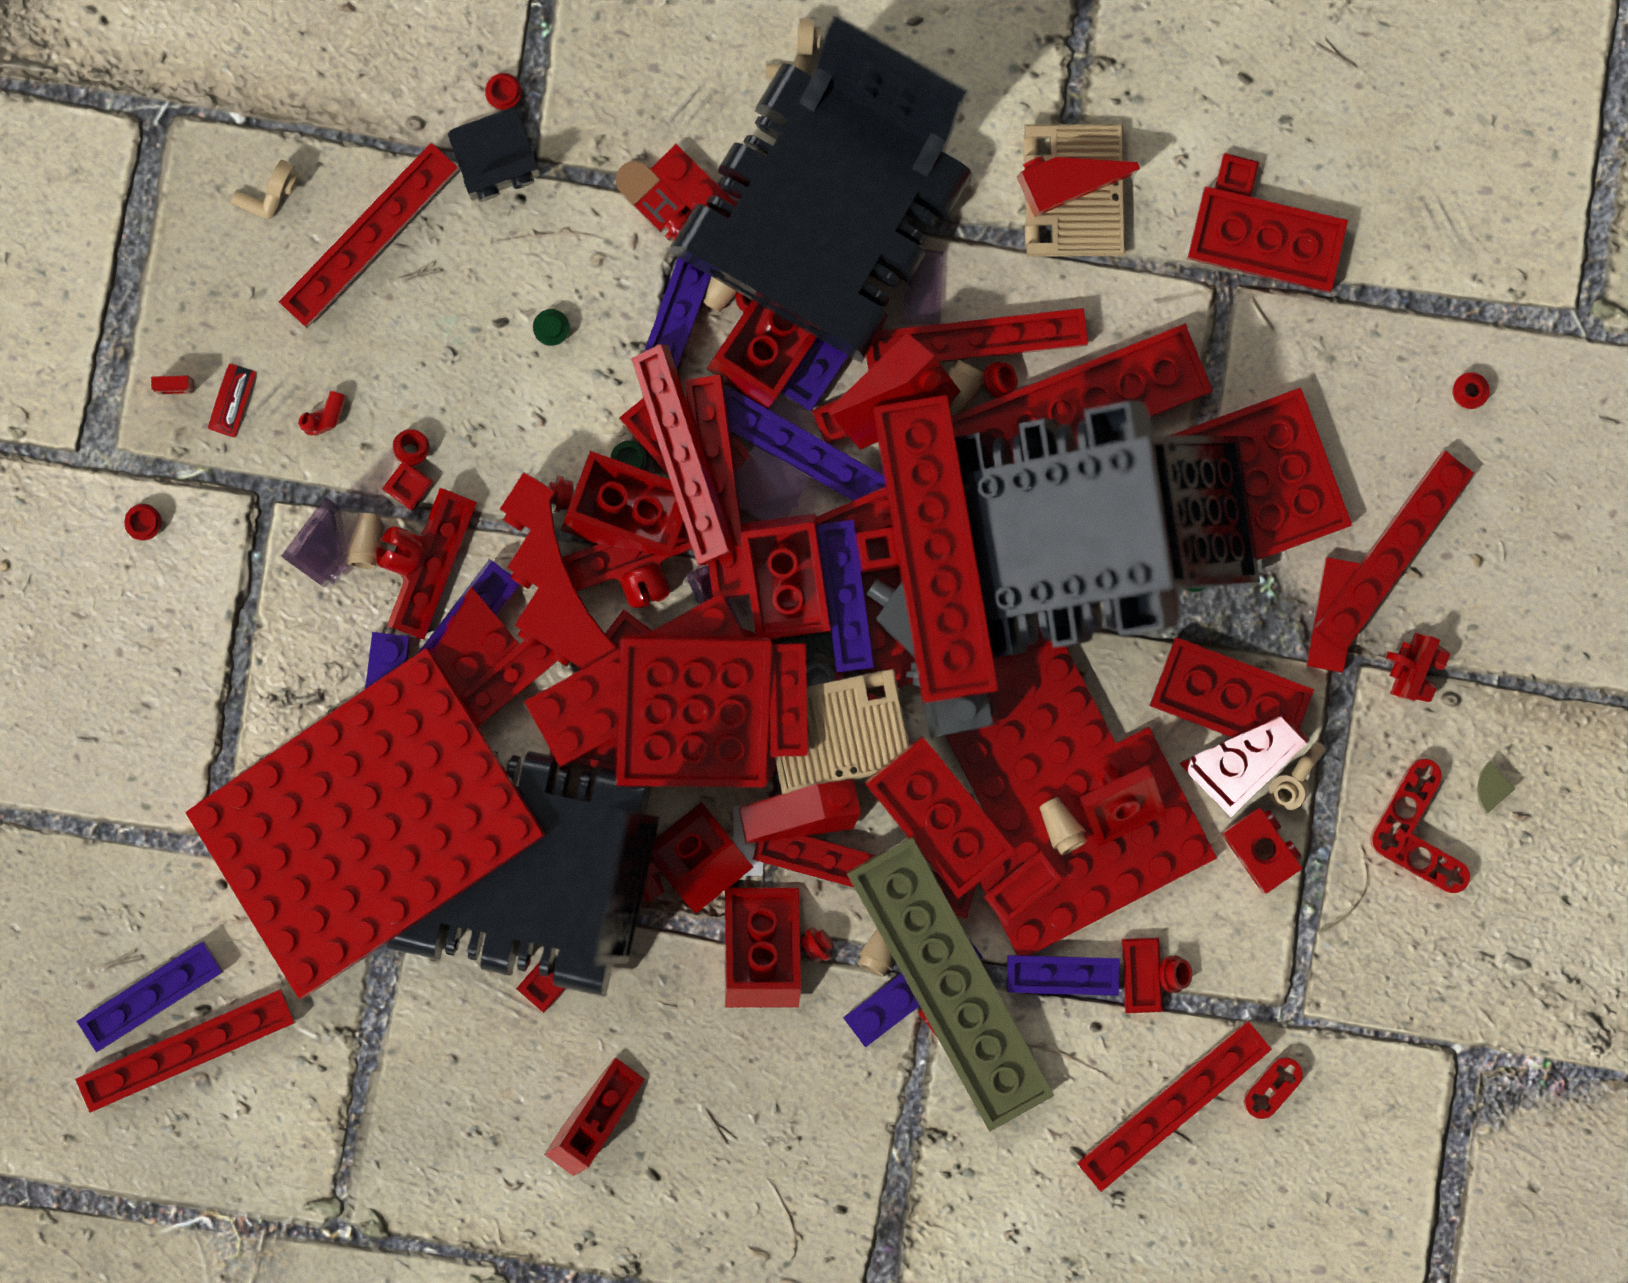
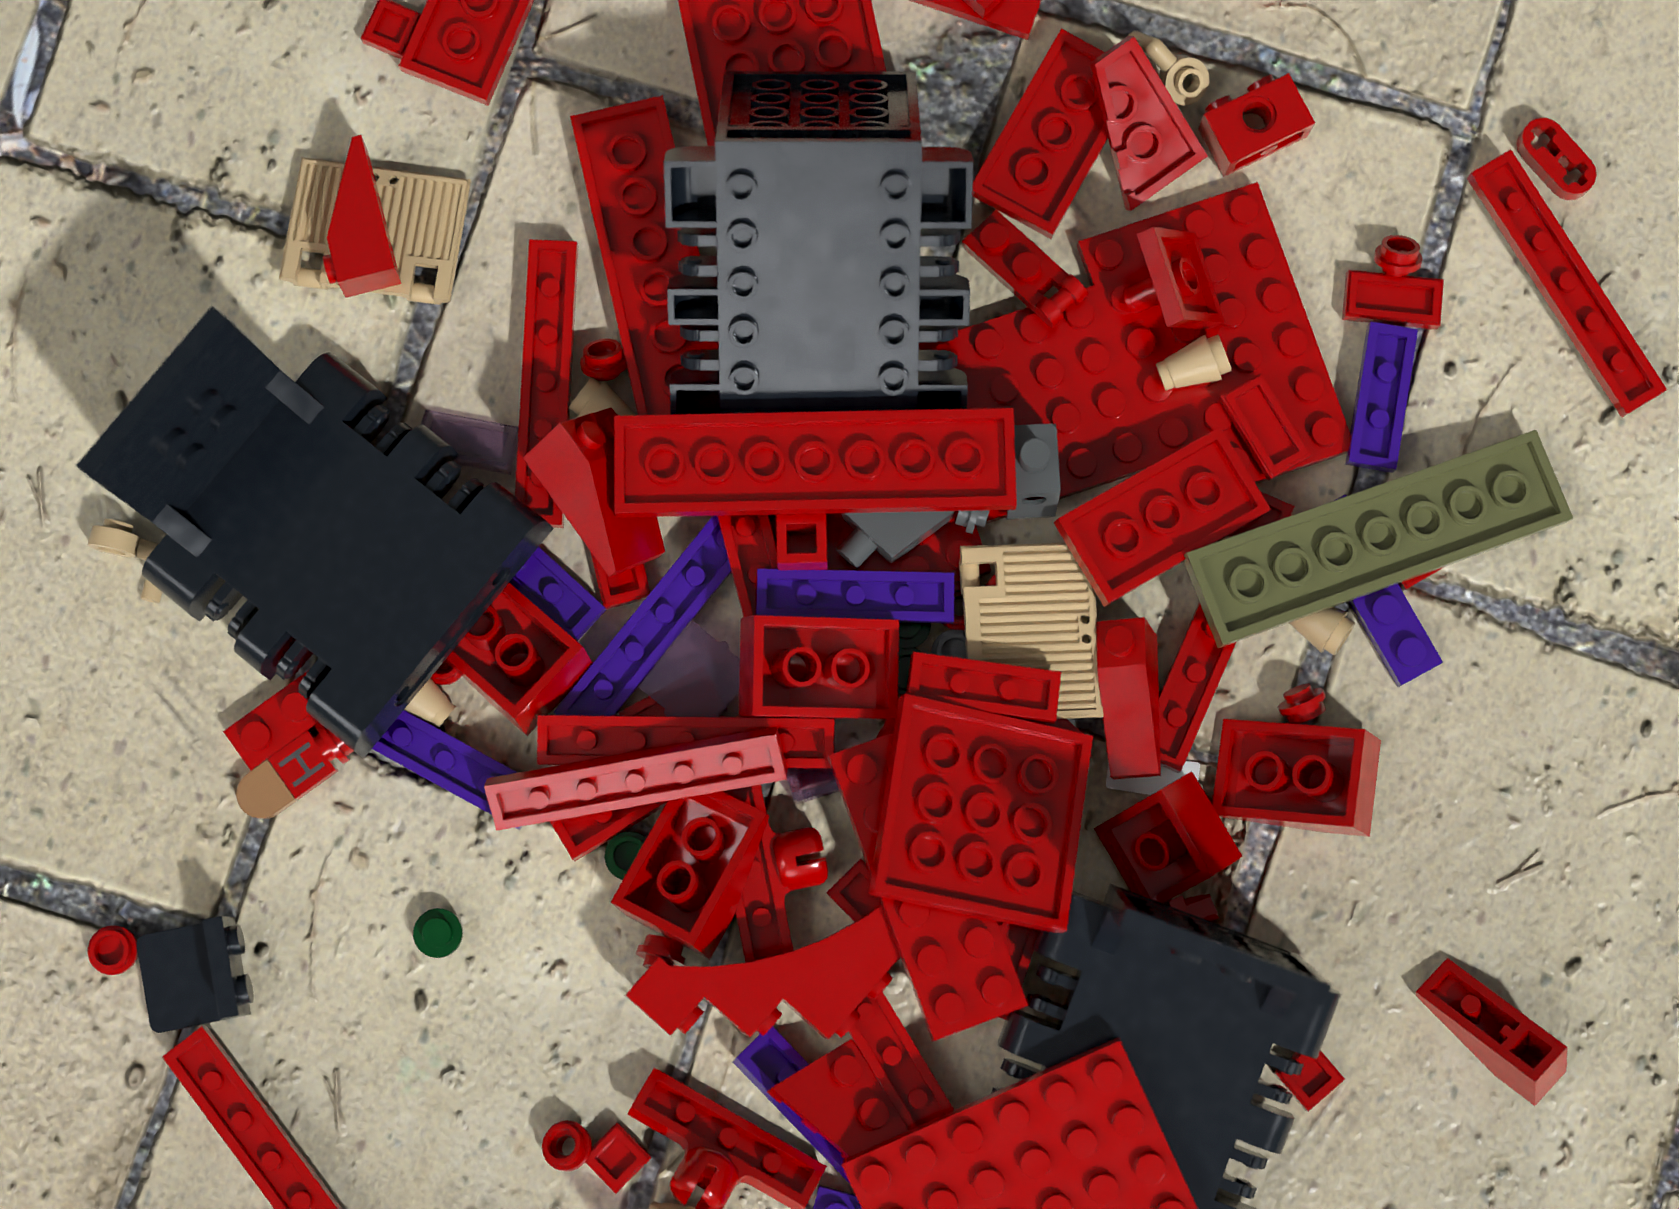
camera: 85 degrees left, 5 degrees down
(1120, 687) = (1023, 268): none -> red plate

